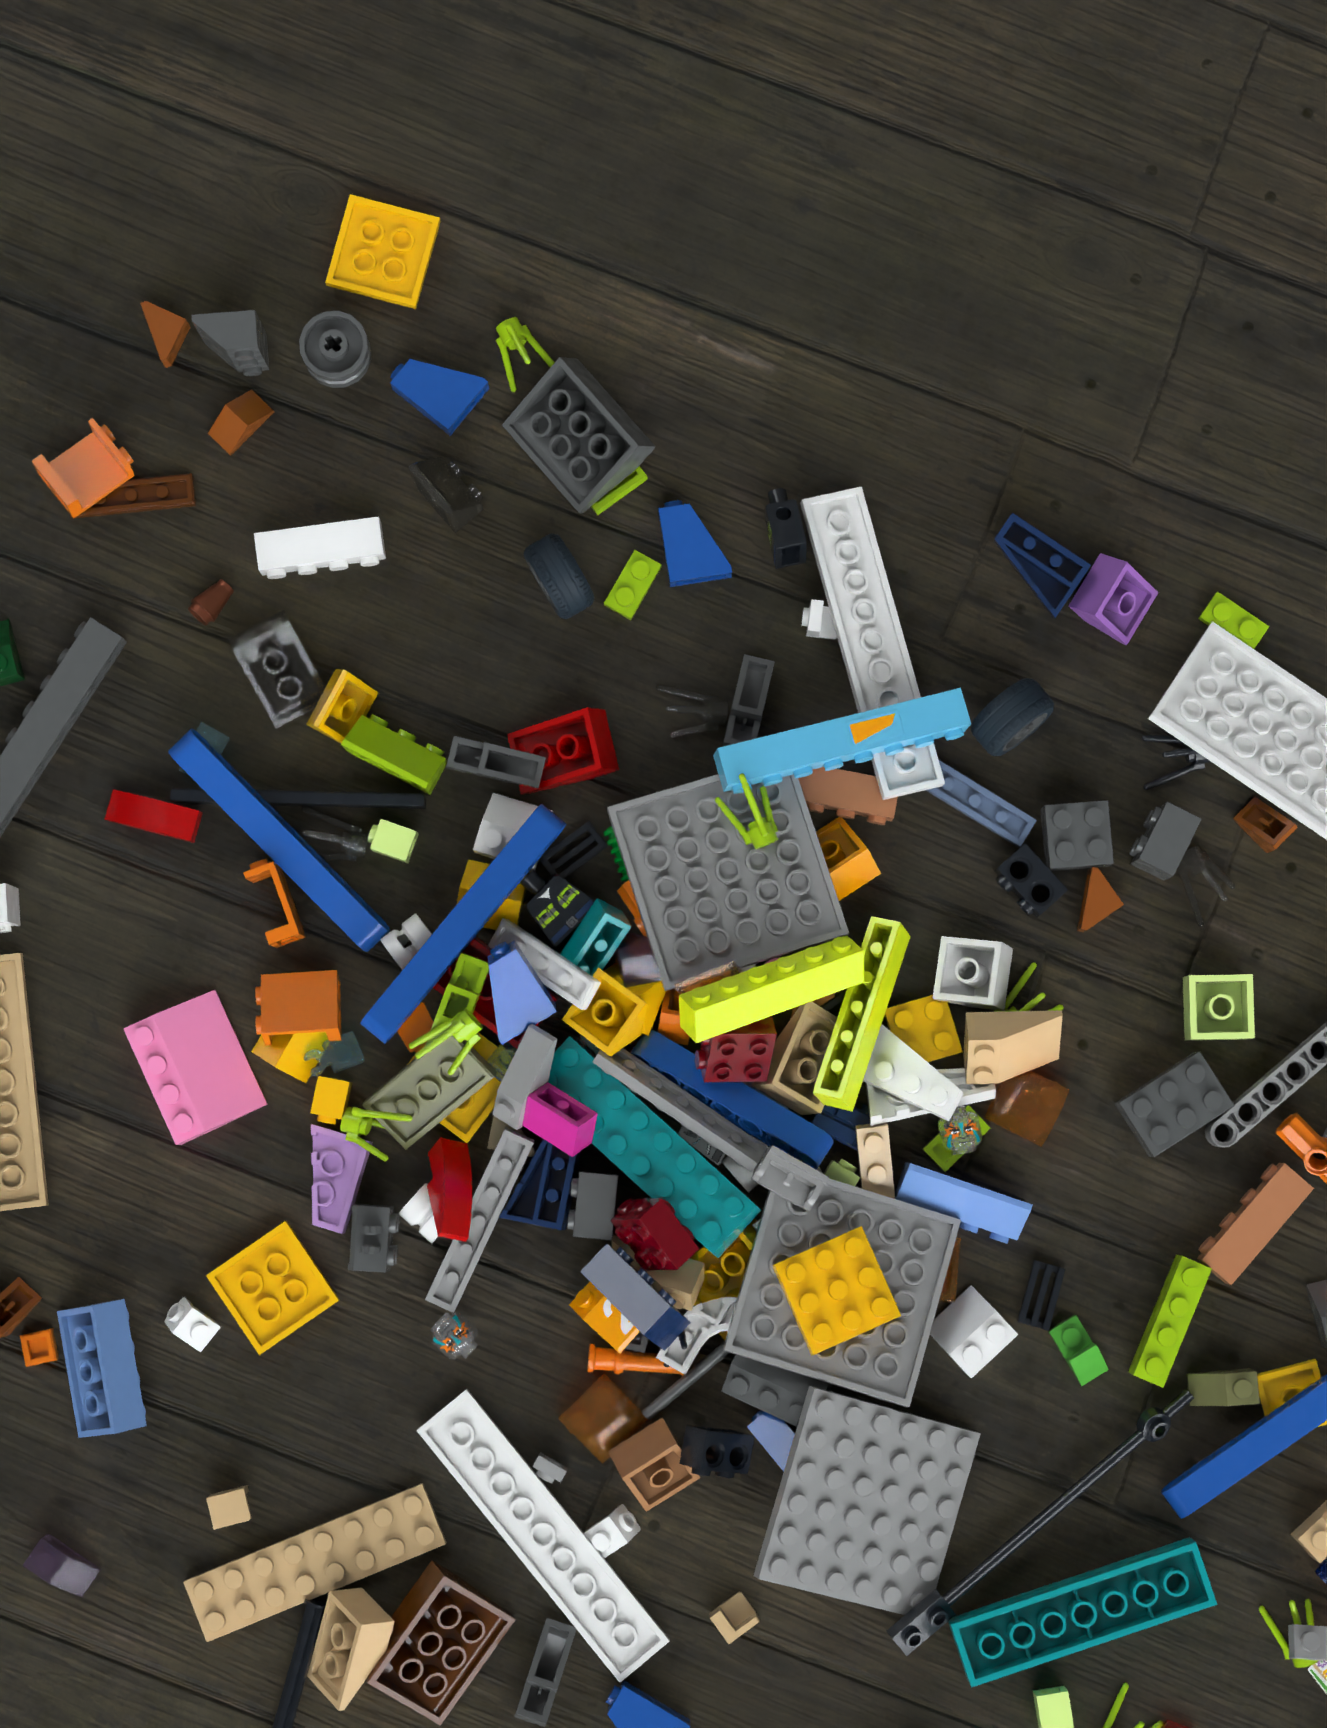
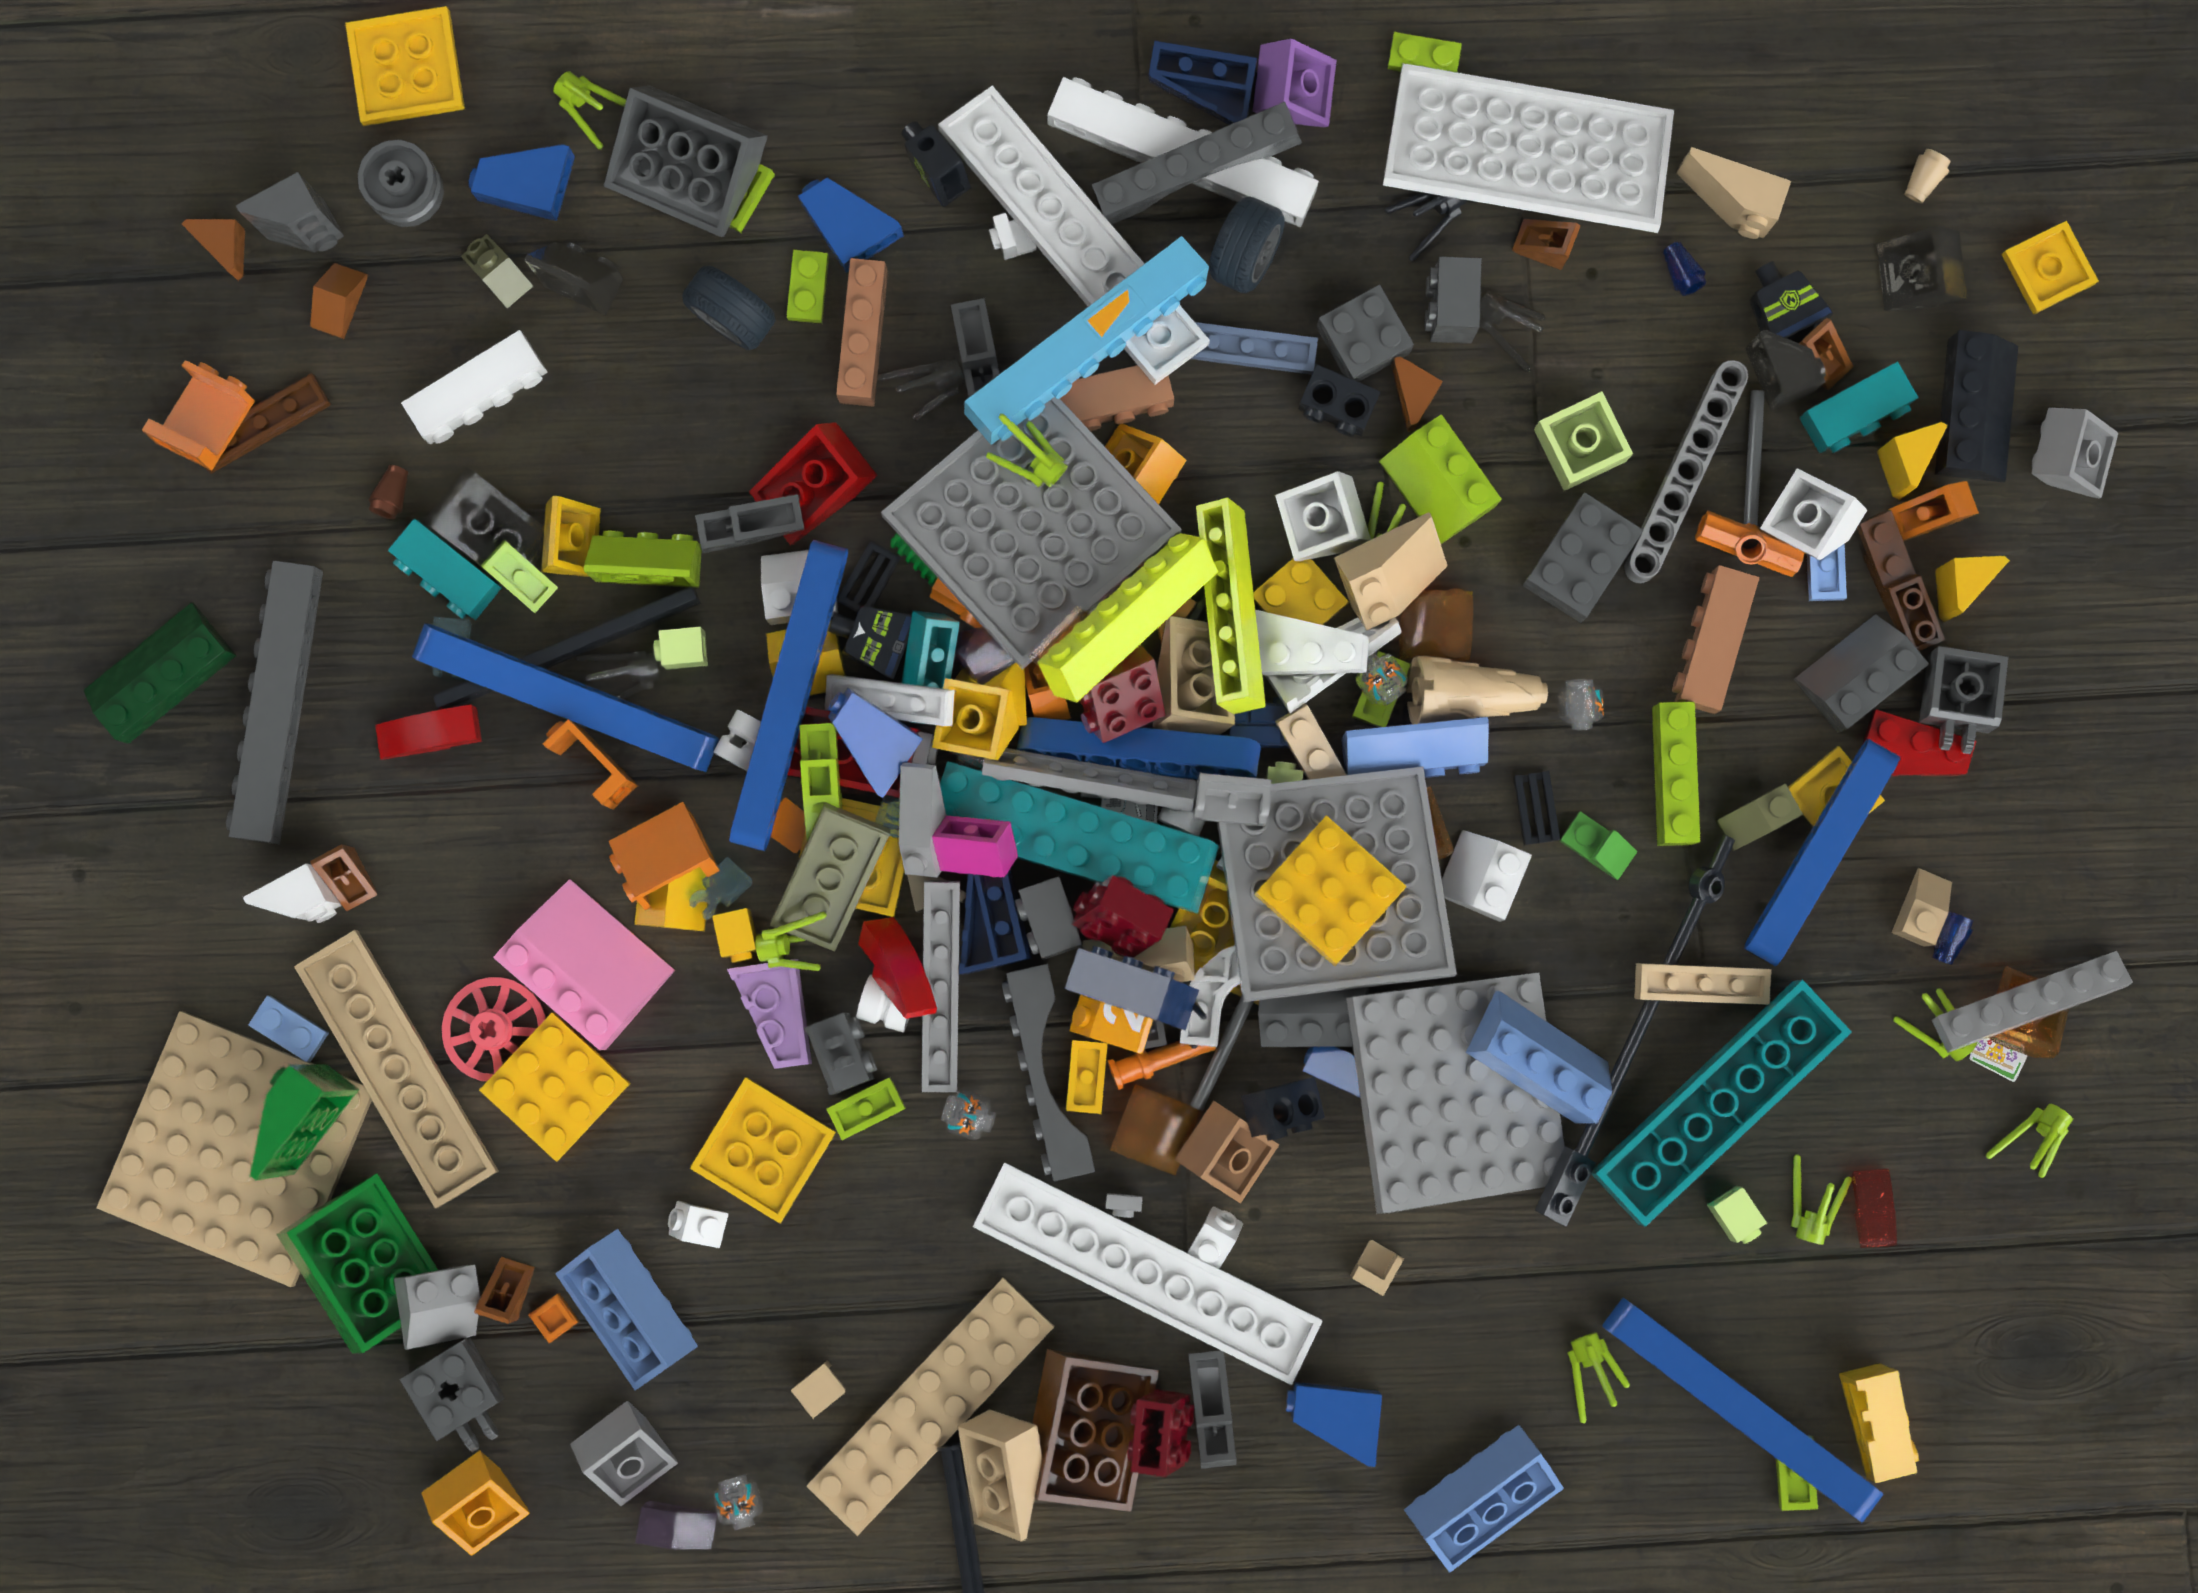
camera: 20 degrees left, 0 degrees up
(32, 905) = (345, 876): none -> dark orange slope
(45, 1486) = (623, 1453): none -> light grey slope
(97, 1086) = (491, 1027): none -> coral wheel
(121, 1569) = (737, 1502): none -> clear head
(125, 1156) = (554, 1086): none -> yellow plate
(226, 687) = (443, 570): none -> teal brick
(286, 720) = (519, 576): none -> lime plate
(372, 1292) = (866, 1108): none -> lime plate
(381, 456) = (496, 270): none -> slope
(462, 1027) = (834, 797): lime plant -> none
(493, 1673) = (1160, 1433): none -> dark red brick
(524, 1398) = (1065, 1144): none -> dark grey arch
(555, 1020) = (925, 753): none -> light grey plate
(566, 1349) = (1086, 1077): none -> yellow plate
(660, 644) = (862, 332): none -> nougat brick
(949, 1509) = (1542, 1060): none -> medium blue slope
(994, 612) = (1144, 135): none -> white brick
(1024, 629) = (1236, 144): none -> dark grey arch
(1026, 1172) = (1465, 691): none -> tan cone
(1085, 984) = (1440, 478): none -> lime slope
(1111, 1506) = (1702, 983): none -> tan plate
(1117, 1225) = (1580, 703): none -> clear head

